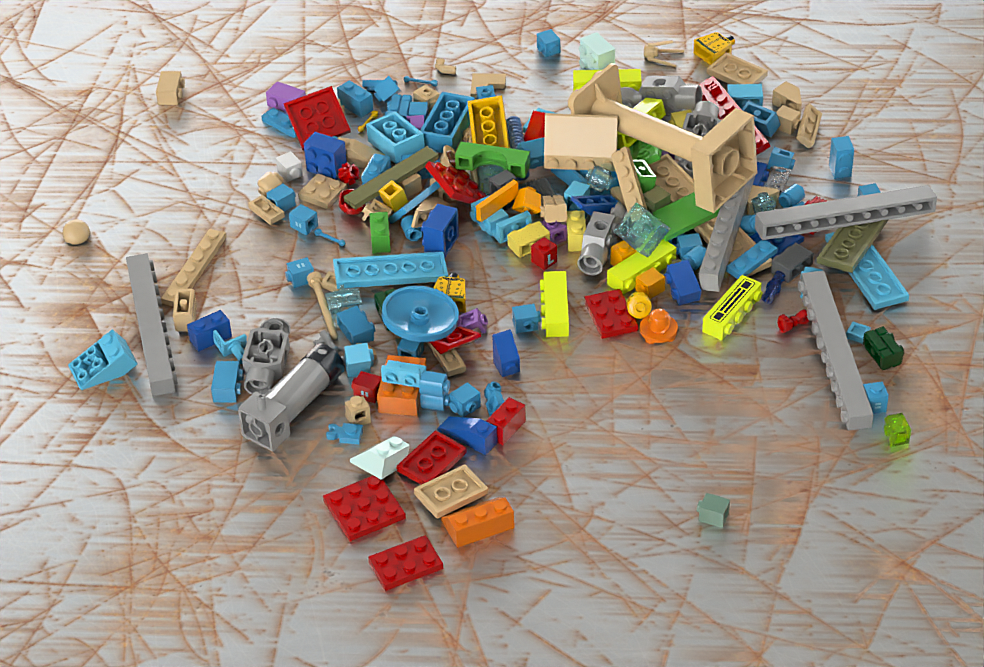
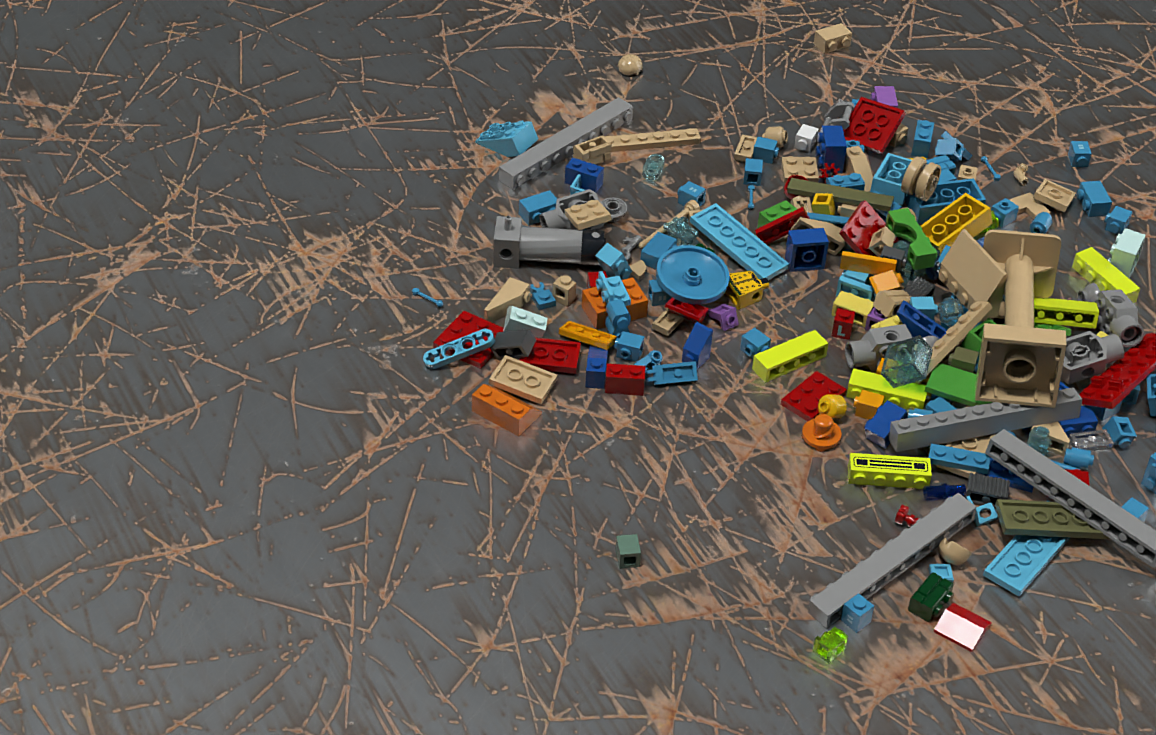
camera: 55 degrees right, 0 degrees up
(236, 280) = (653, 166): none -> clear light blue plate
(262, 521) = (416, 291): none -> dark azure hinge
(275, 133) = (835, 111): none -> light grey bar
(290, 344) = (587, 214): none -> tan plate
(332, 452) = (512, 293): none -> tan slope
(377, 517) = (460, 352): none -> medium azure beam
(401, 229) = (780, 226): none -> red plate
(405, 562) = (431, 386): red plate -> none
(406, 475) = (513, 344): none -> dark grey brick
(426, 422) = (587, 335): none -> light orange tile
(432, 116) = (921, 178): none -> tan wheel
(452, 23) = (1079, 153): none -> dark azure brick
(477, 179) = (881, 238): none -> tan brick
(490, 61) = (1054, 195): none -> tan plate
(512, 42) = (1094, 198): none -> dark azure brick
(516, 85) = (1041, 223): none -> dark azure brick
(521, 383) = (673, 373): none -> dark azure hinge
(850, 312) = (953, 552): none -> tan hair
(921, 346) = (962, 627): none -> slope

